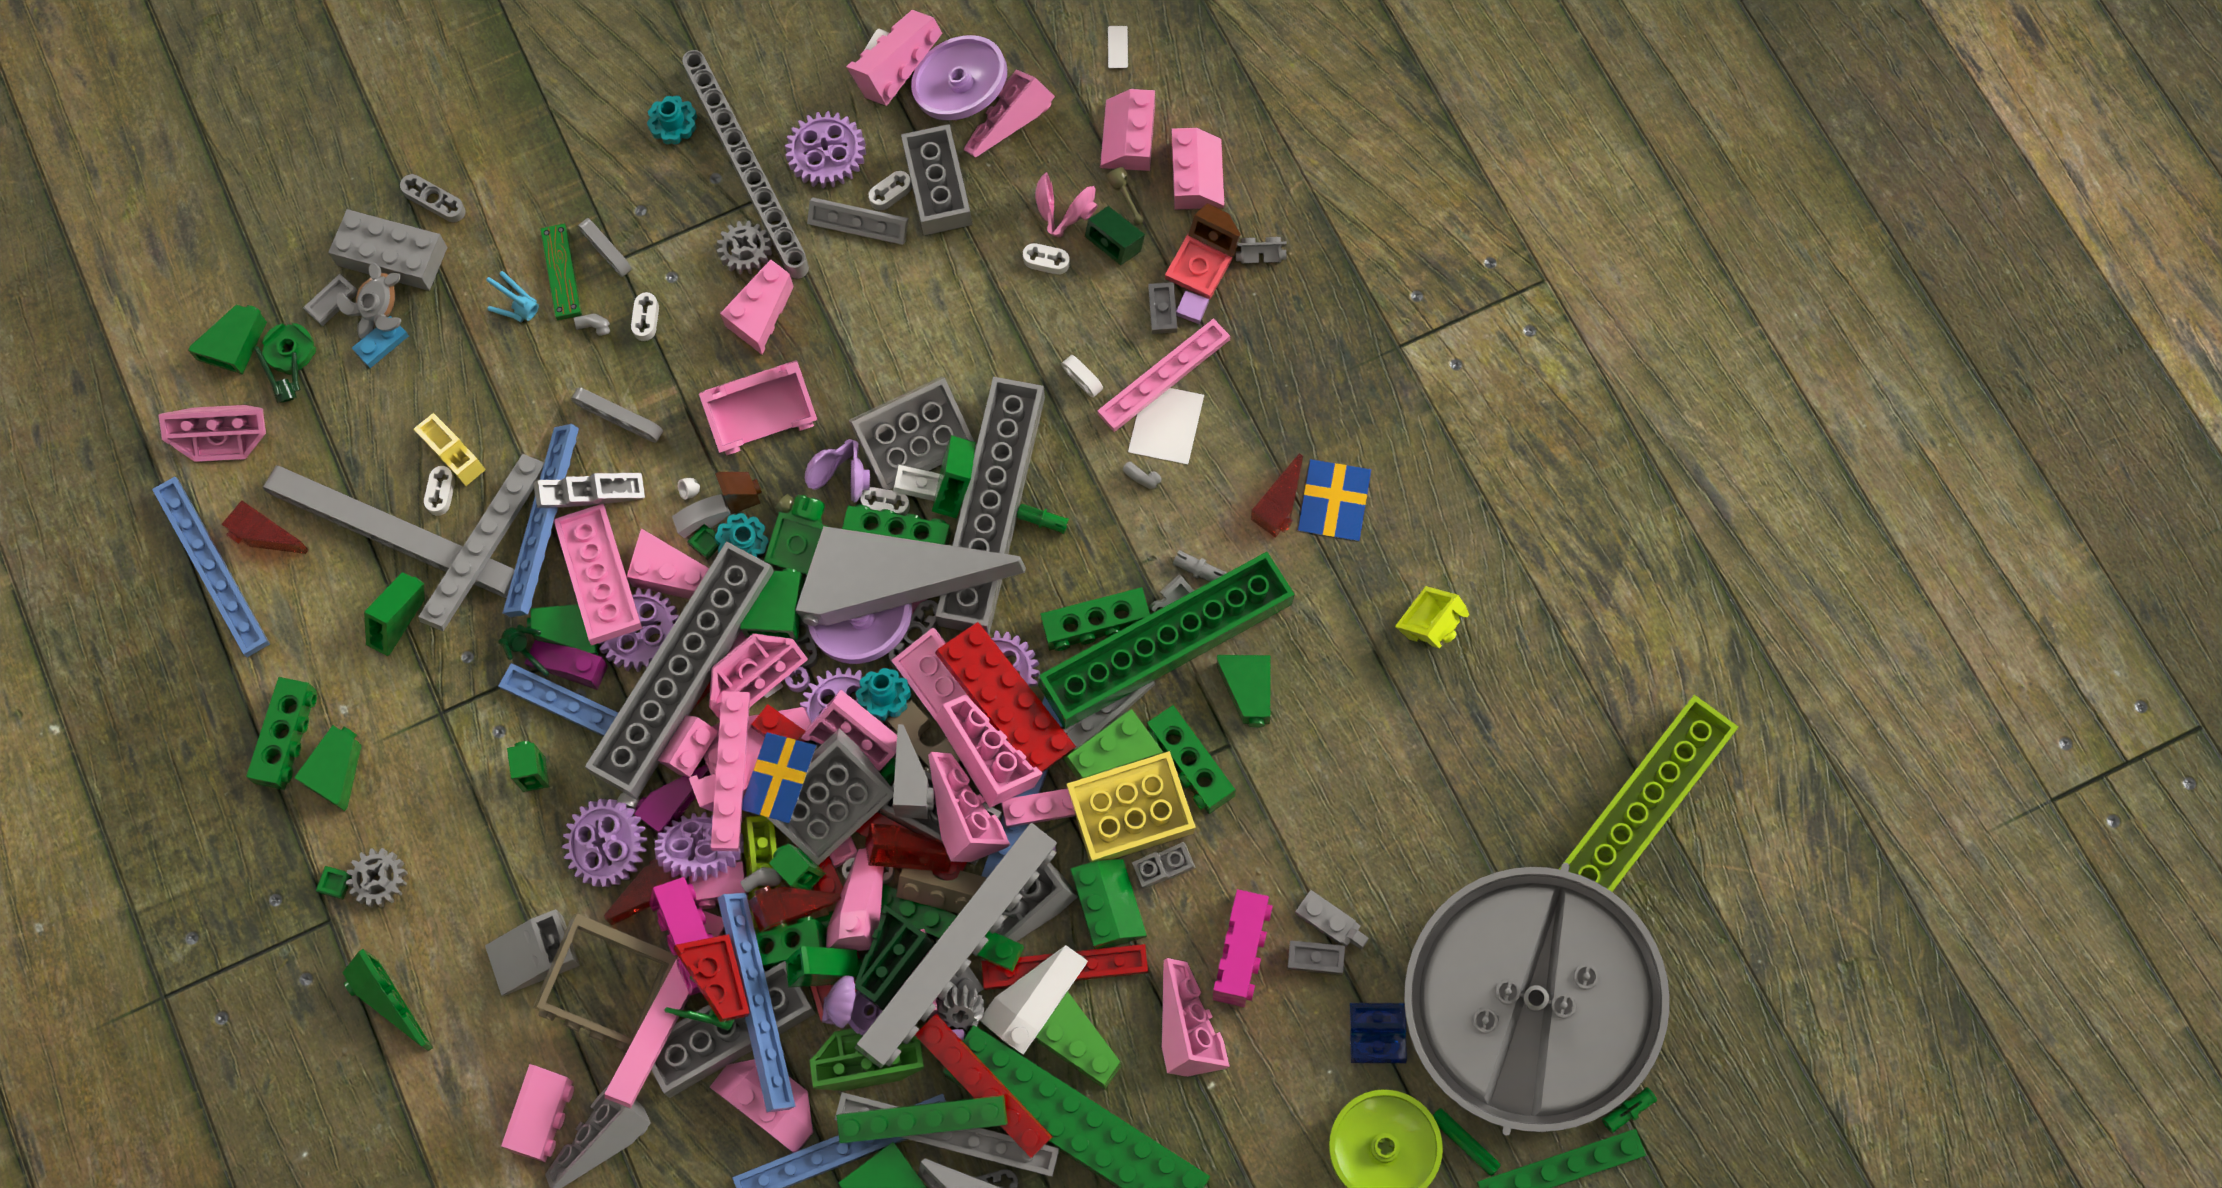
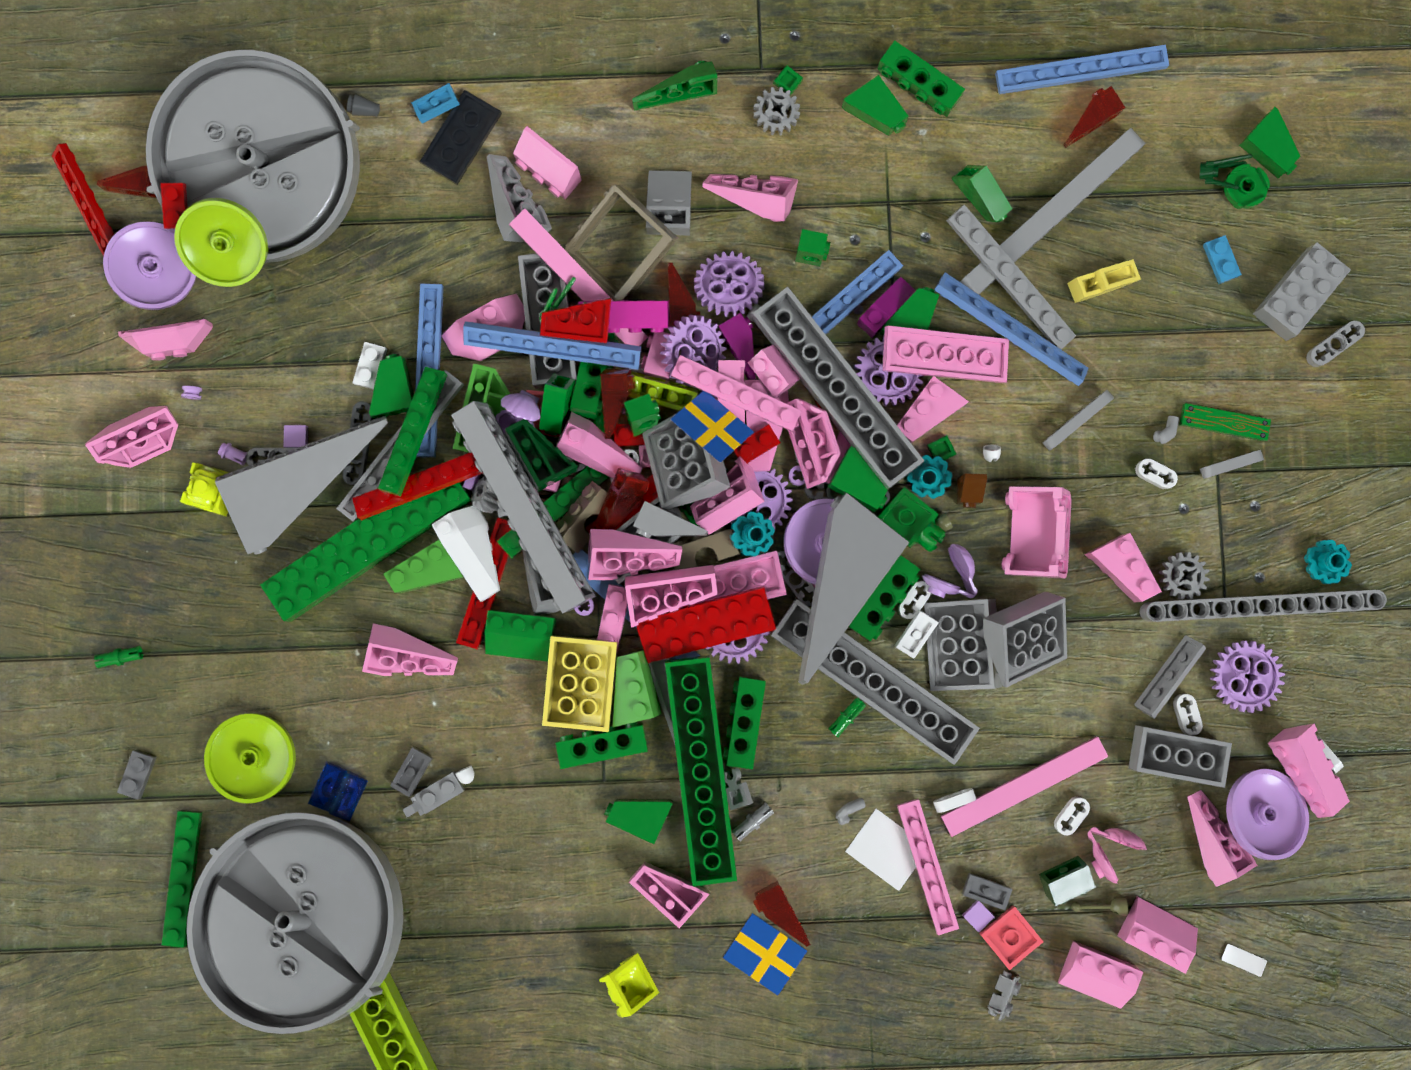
camera: 110 degrees right, 15 degrees up
(214, 431) = (1196, 105): bright pink wedge -> none
(324, 304) = (1276, 233): light grey tile -> none
(373, 302) = (1257, 264): light grey animal -> none
(445, 492) = (1074, 257): white beam -> none
(485, 849) = (763, 197): none -> bright pink wedge
(515, 640) = (920, 275): dark green plant -> none
(524, 307) = (1205, 382): medium azure plant -> none
(589, 490) = (1020, 374): light grey slope -> none
(706, 511) = (964, 458): light grey slope -> none
(764, 877) = (643, 386): light grey arm -> none
(874, 369) = (1027, 637): none -> light grey slope
(954, 476) = (908, 662): green slope -> none
(1036, 315) = (1024, 786): none -> bright pink tile
(1163, 865) = (532, 689): light grey slope -> none
(1215, 229) = (1036, 967): reddish brown slope -> none
(1241, 948) = (440, 719): dark pink wedge -> none
(1291, 895) = (465, 775): none -> white hinge
(1315, 619) = (668, 892): none -> bright pink wedge
(1466, 1142) = (231, 818): green axle -> none

